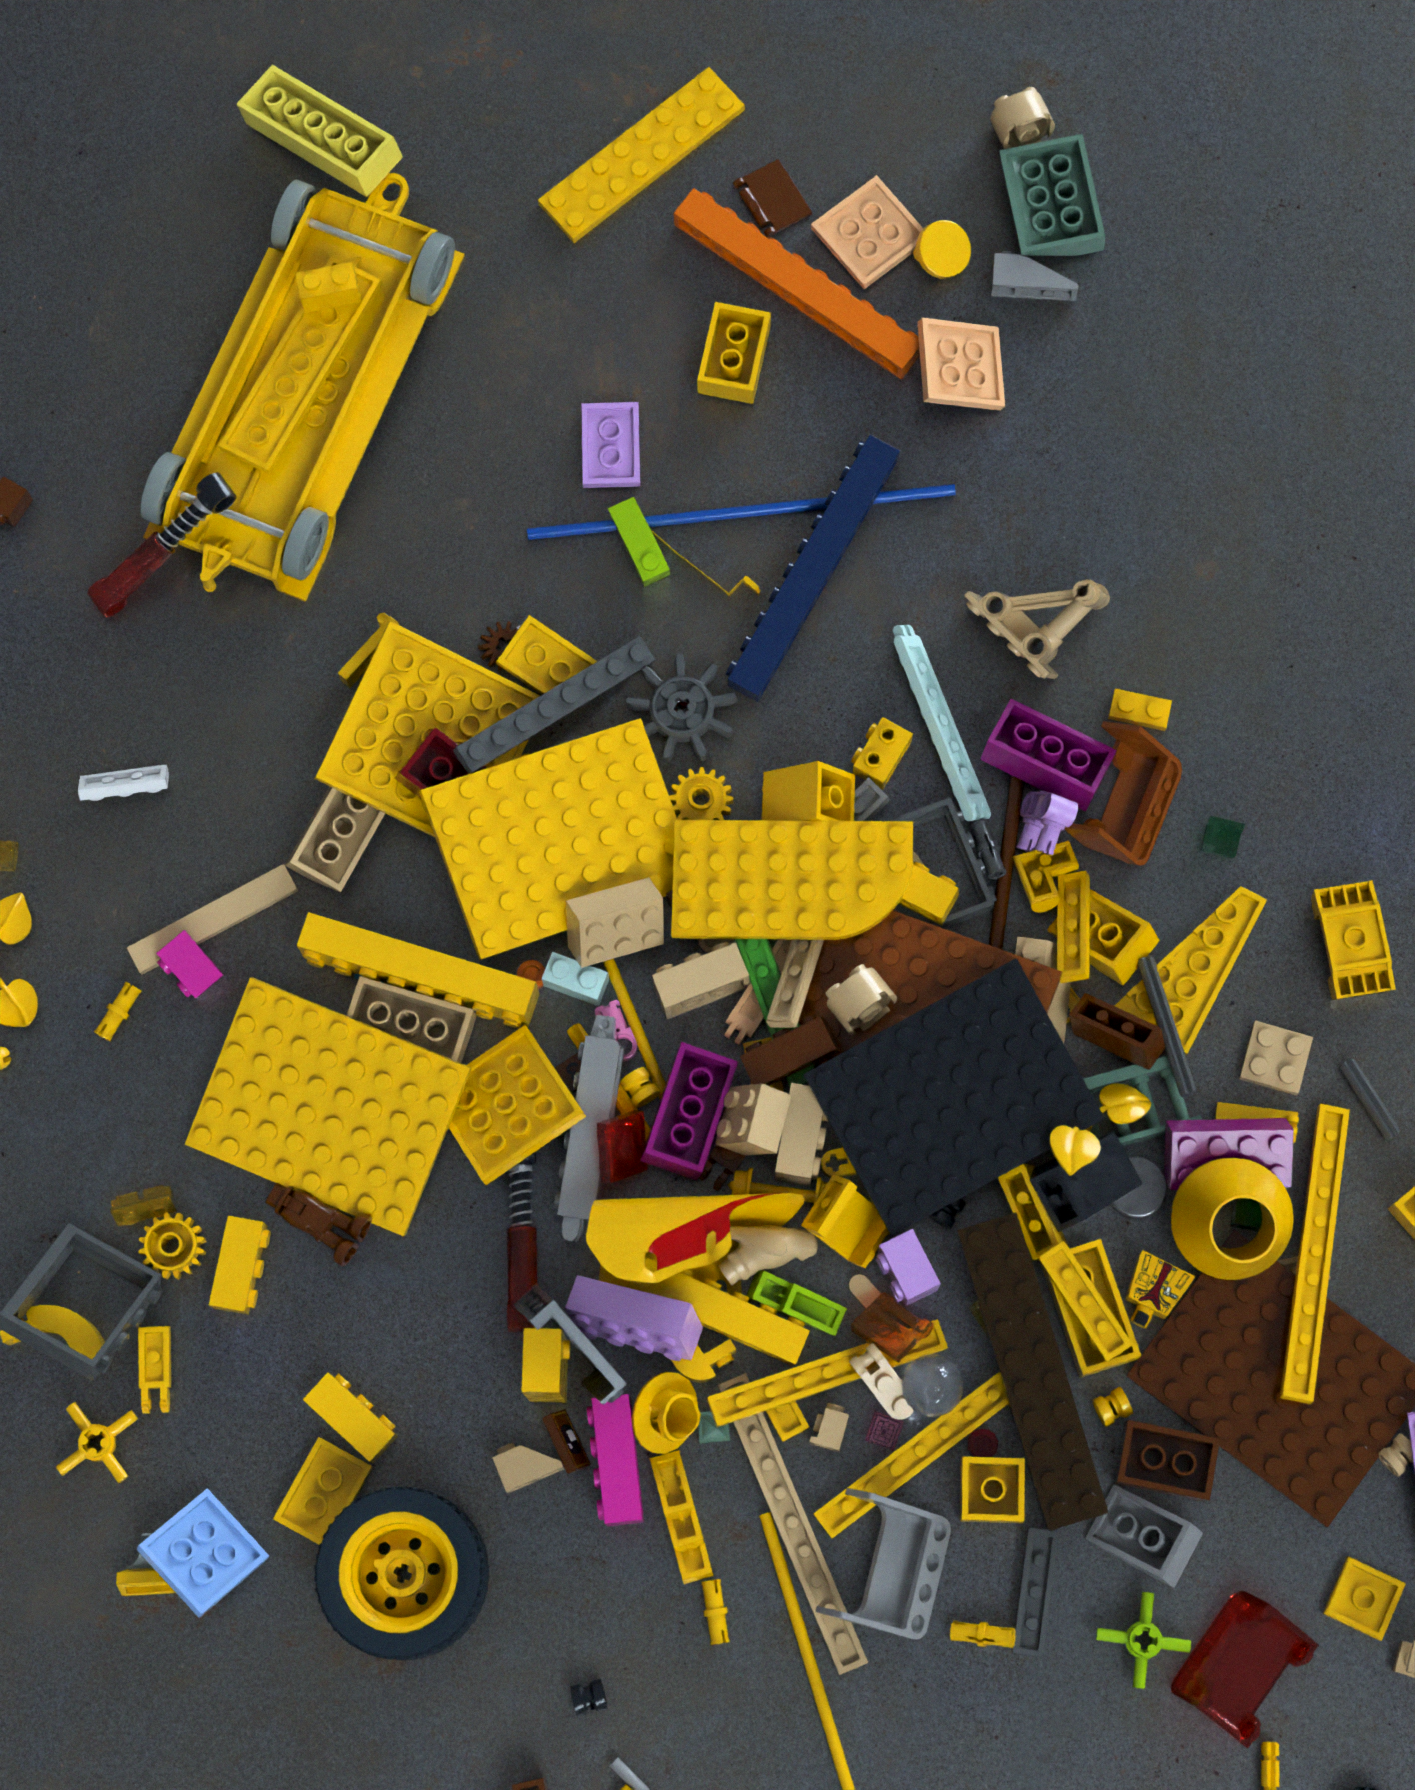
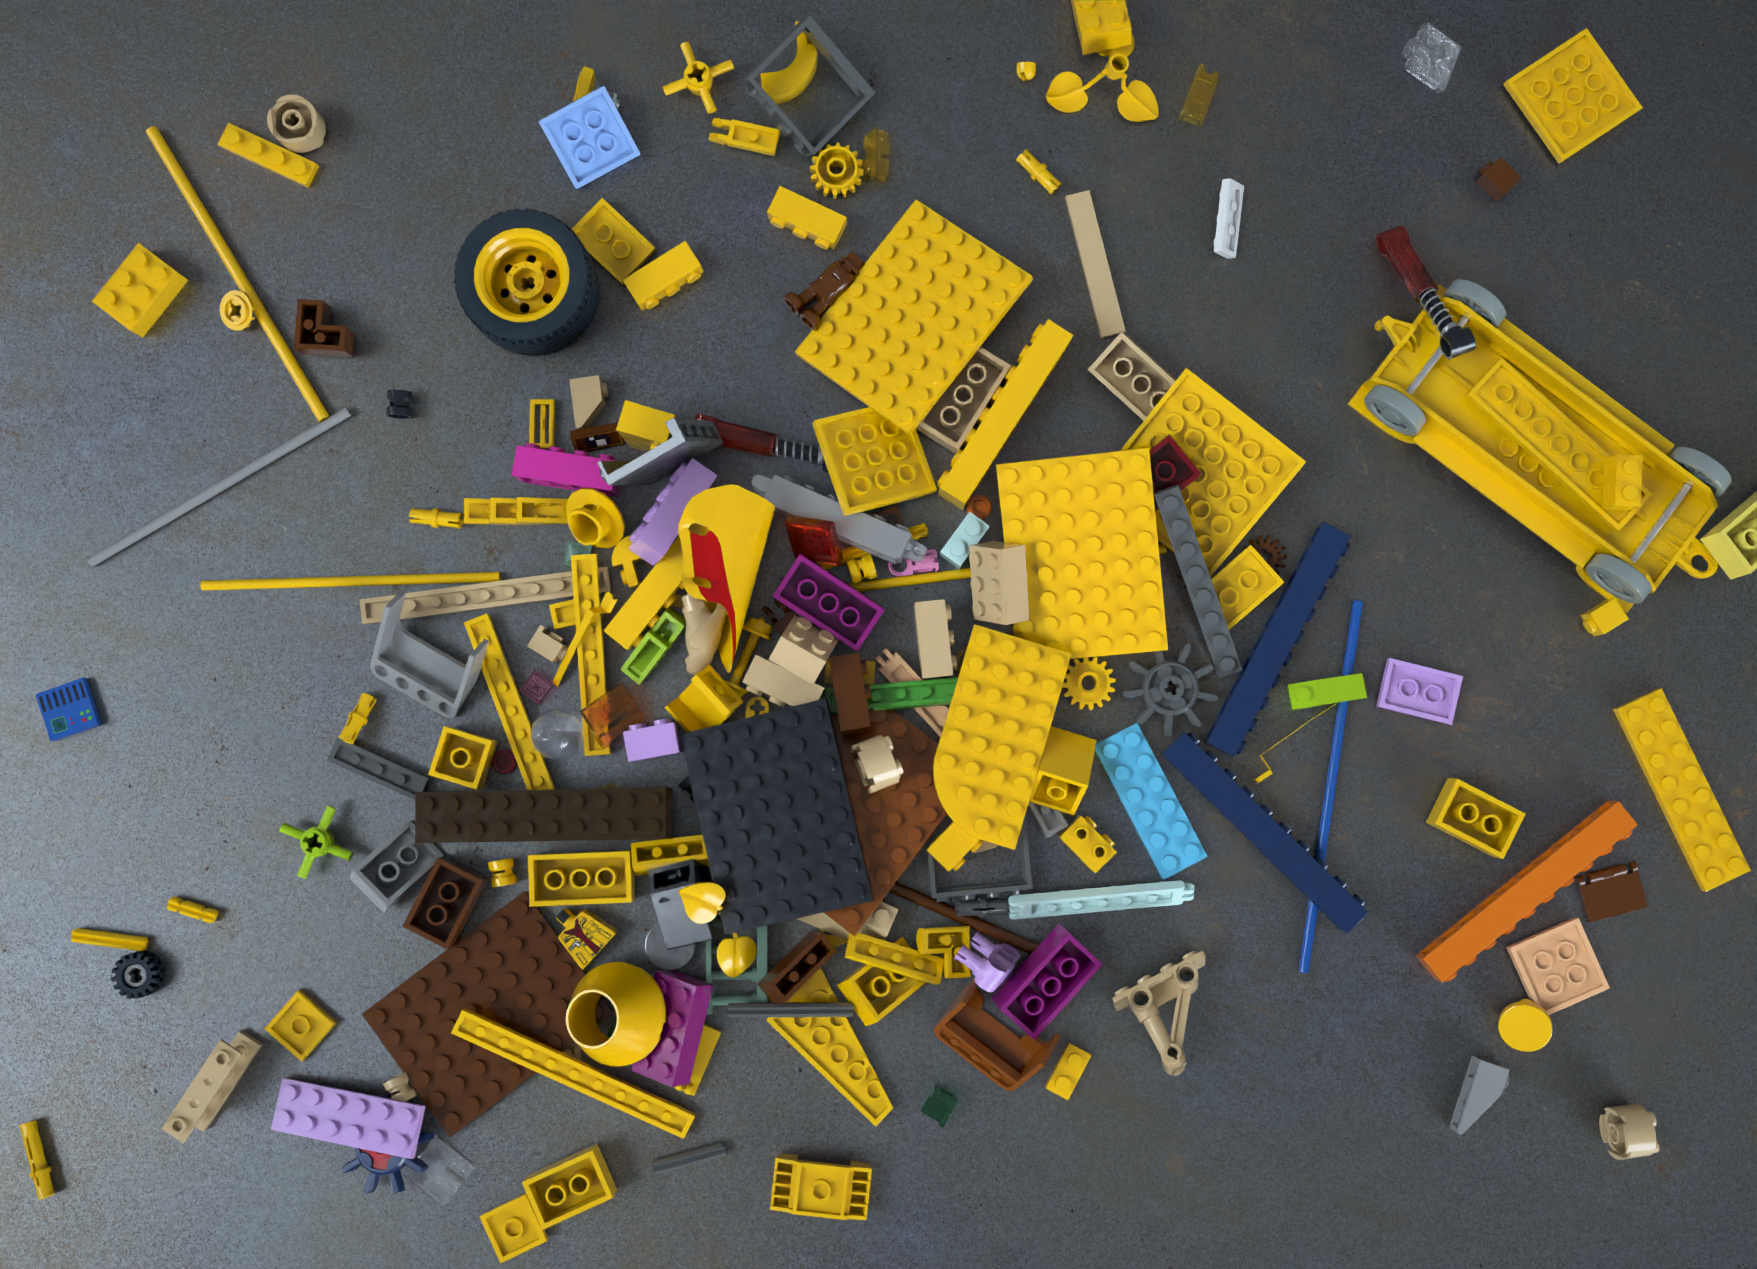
camera: 100 degrees right, 10 degrees up
(189, 965) = (1060, 235): dark pink brick -> none
(358, 663) = (1279, 430): yellow hinge -> none
(476, 275) = (1604, 617): none -> yellow brick
(564, 1503) = (552, 422): none -> yellow tile
(595, 608) = (1277, 639): none -> dark blue brick
(765, 1367) = (606, 606): none -> yellow piece
(794, 983) = (906, 713): tan tile -> none
(814, 699) = (1149, 801): none -> medium azure plate
(863, 1290) = (651, 703): tan piece -> none
(882, 1382) = (571, 694): tan plate -> none
(961, 364) = (1414, 1010): light nougat plate -> none
(1053, 198) = (1548, 1137): sand green slope -> none
(1085, 1301) = (582, 874): yellow plate -> none
(1240, 1664) = (277, 909): clear red windscreen -> none
(1276, 1058) = (744, 1092): tan plate -> none

